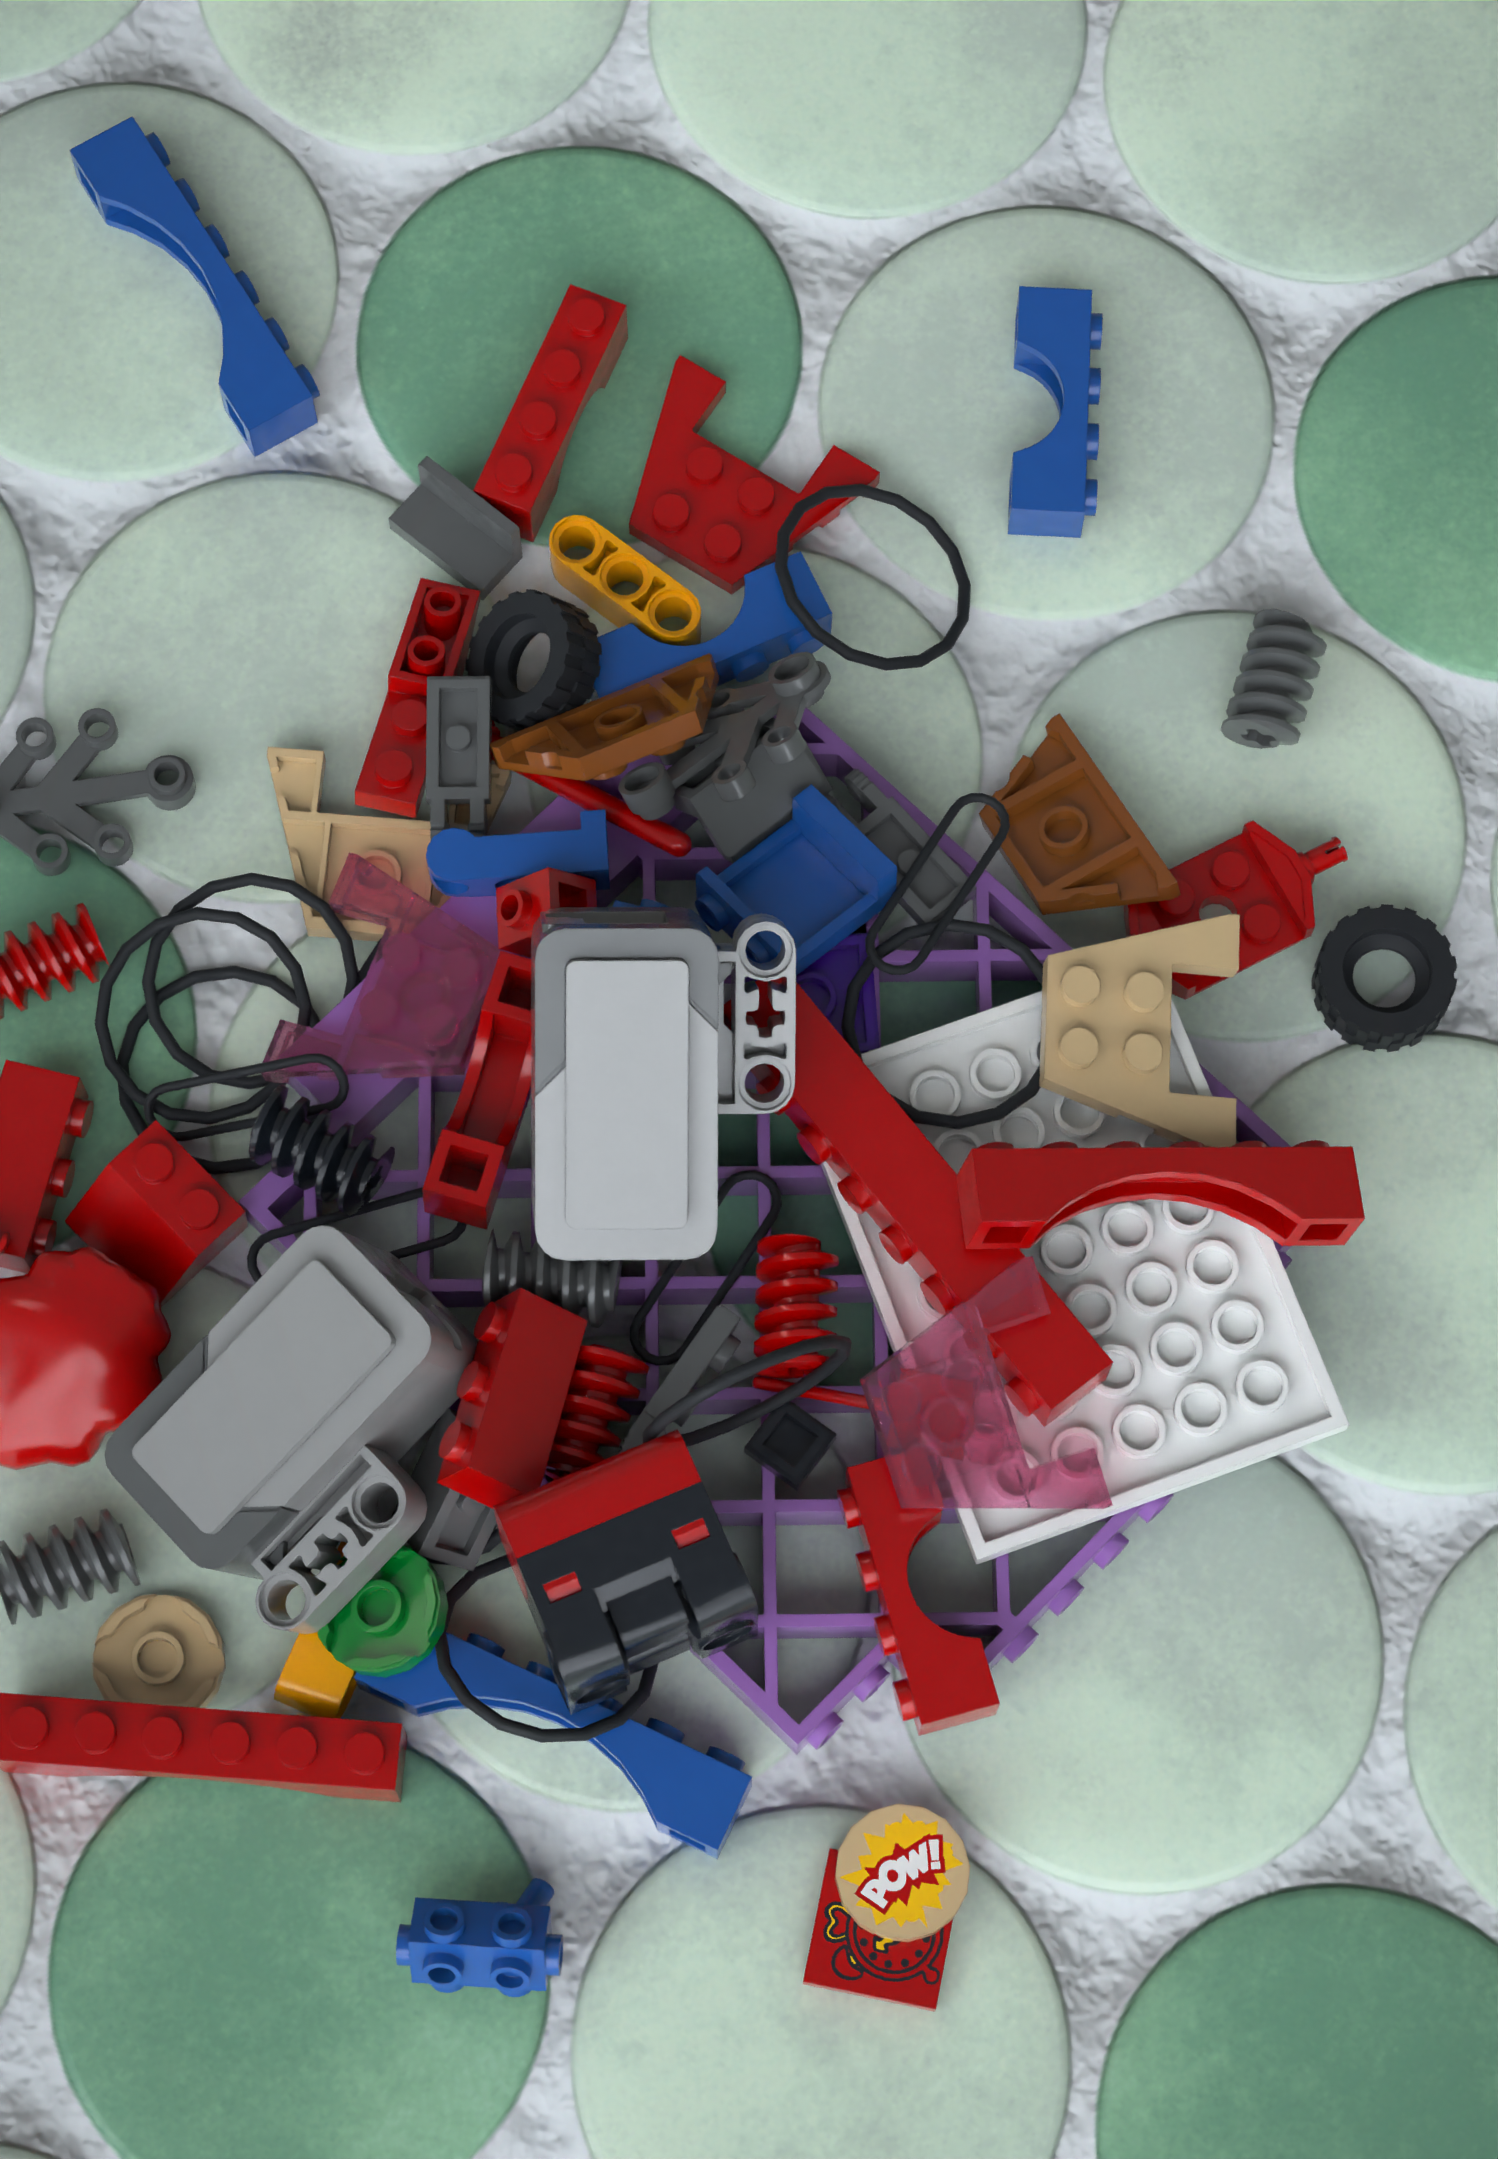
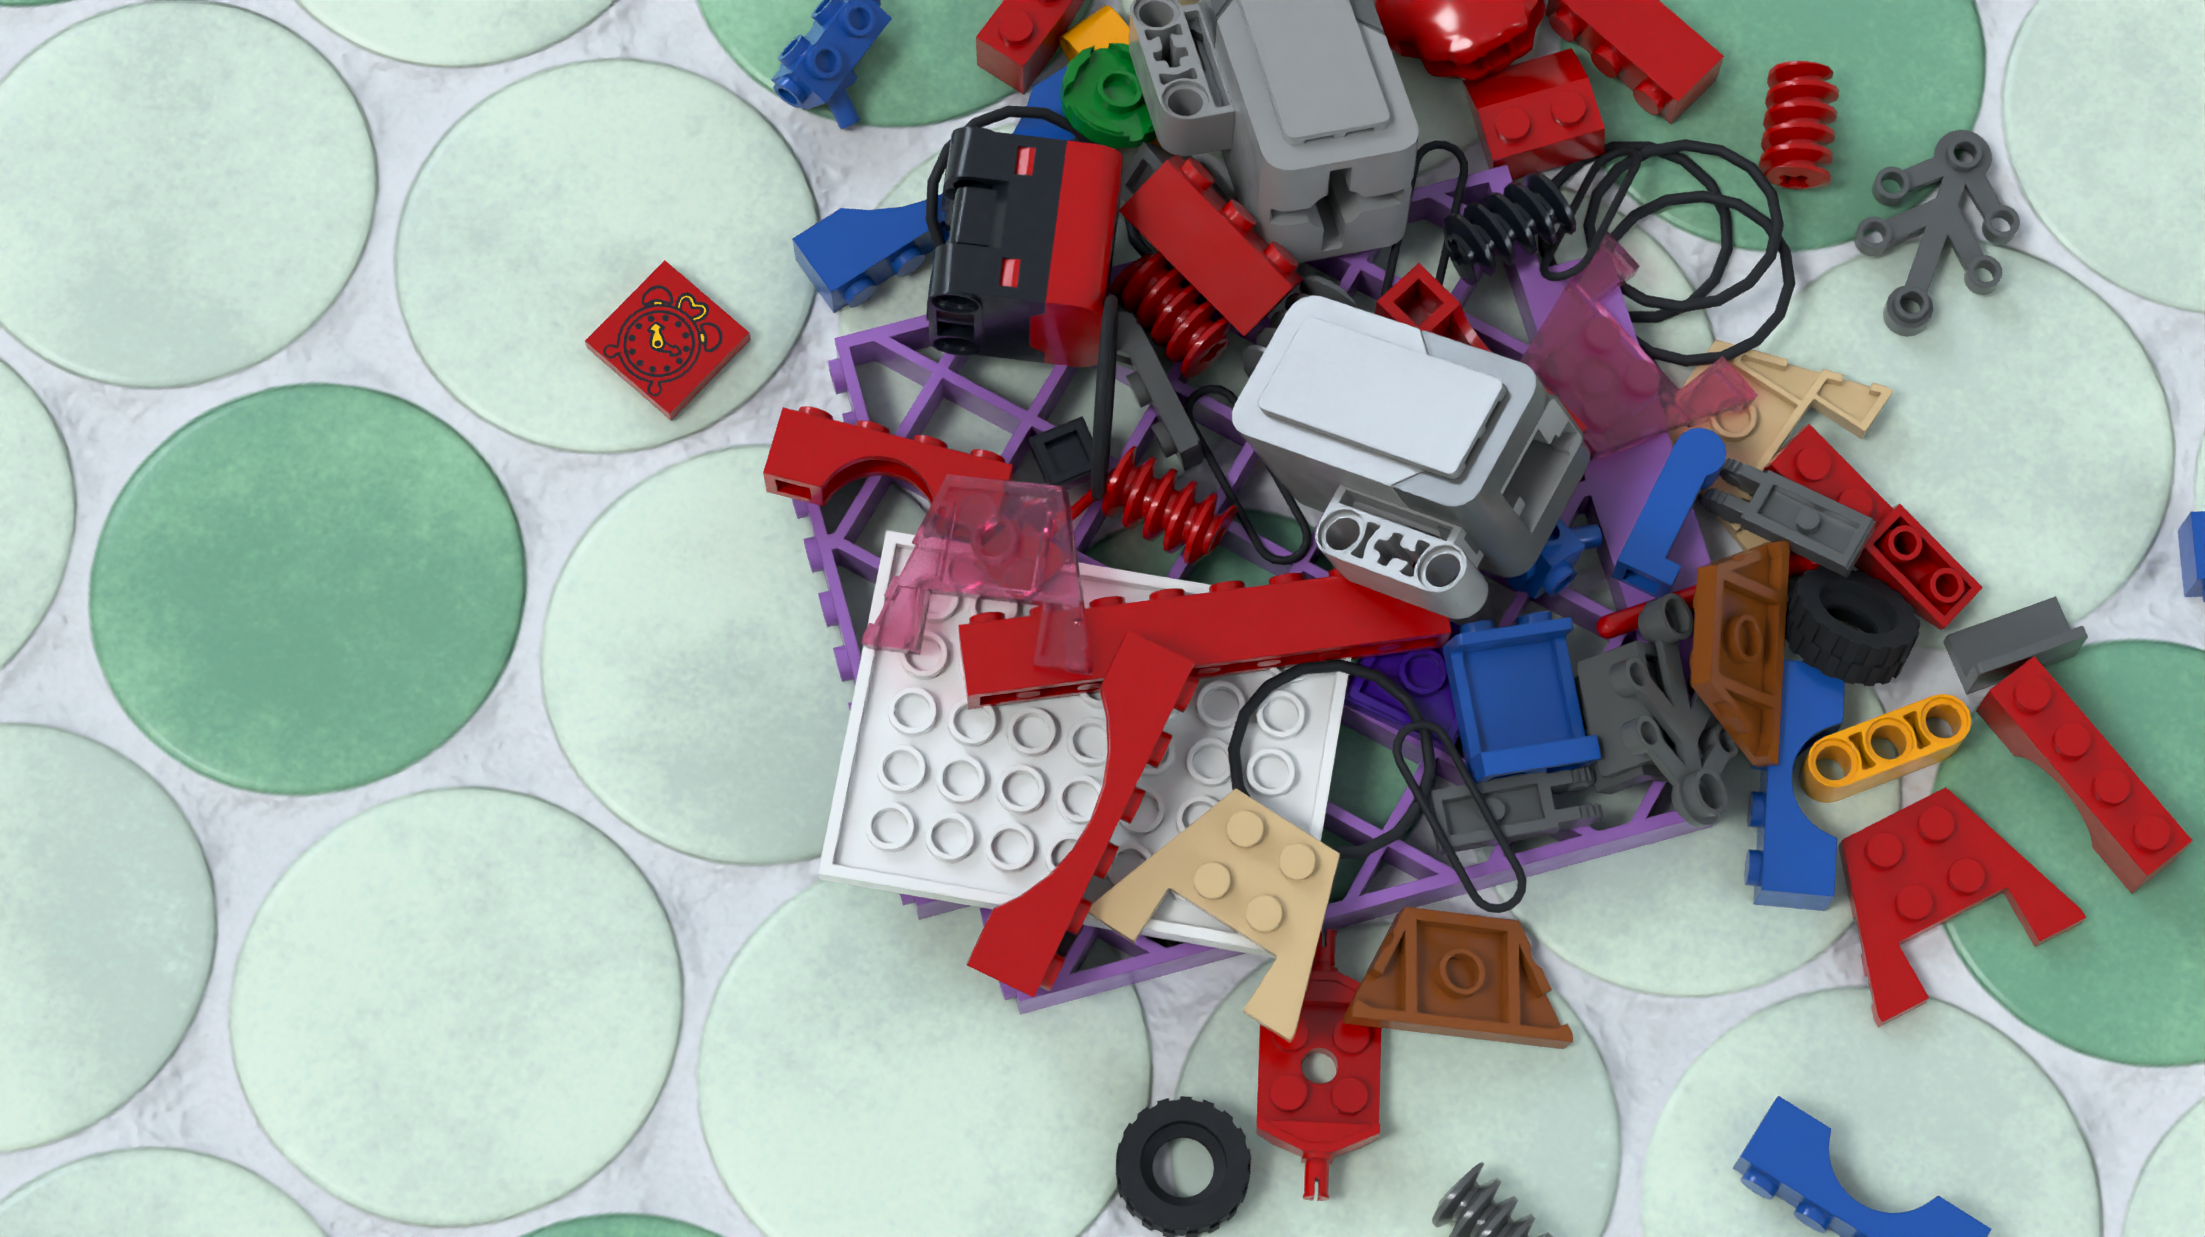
camera: 120 degrees right, 0 degrees up
(524, 899) = (1607, 494): red brick -> none
(829, 640) = (1765, 857): black piece -> none
(902, 1872) = (695, 367): tile -> none

